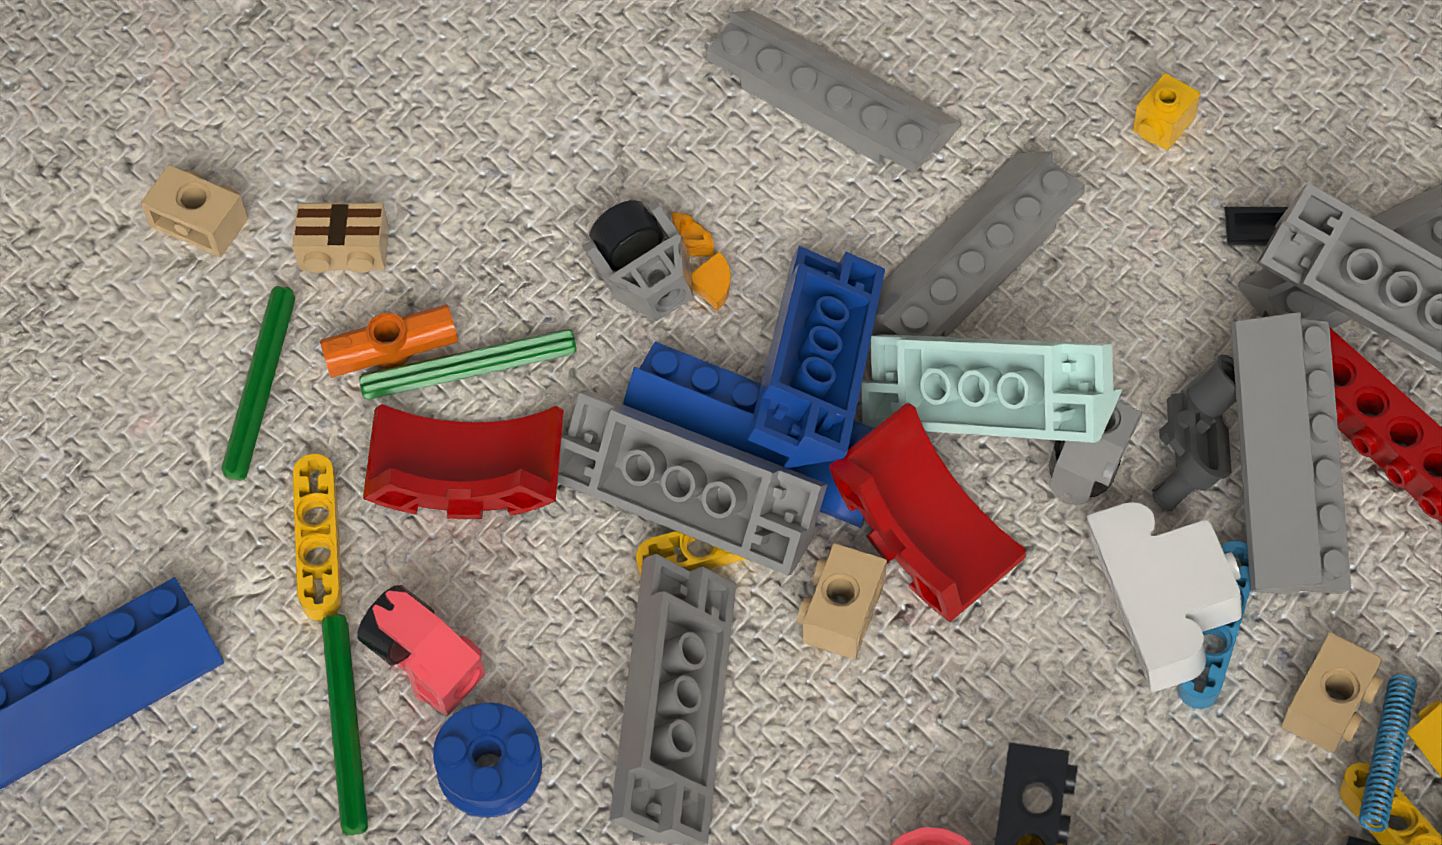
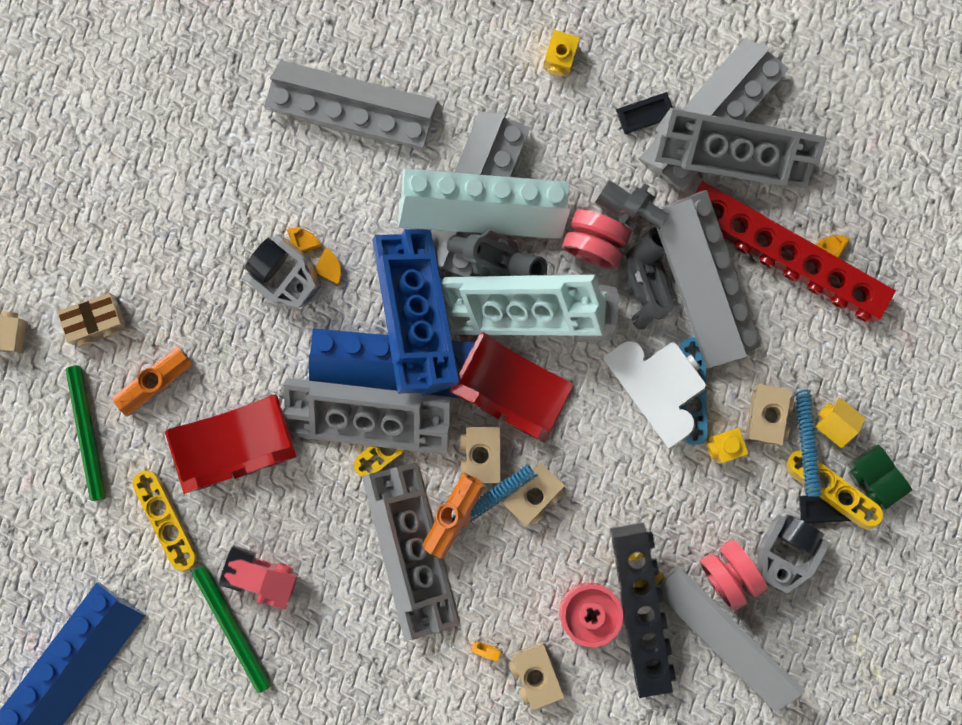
camera: 25 degrees left, 25 degrees up
(467, 364) = (205, 376): axle -> none
(482, 731) = (305, 634): blue wheel -> none
(763, 657) = (462, 502): none -> orange piece
(813, 661) = (501, 490): none -> dark azure piece
(917, 662) = (551, 491): none -> tan brick
(957, 305) = (496, 255): none -> dark grey piece
(978, 248) = (483, 202): none -> light aqua slope
(1146, 348) = (596, 239): none -> coral wheel
(1203, 316) = (627, 205): none -> dark grey piece
(1248, 714) = (727, 446): none -> yellow brick

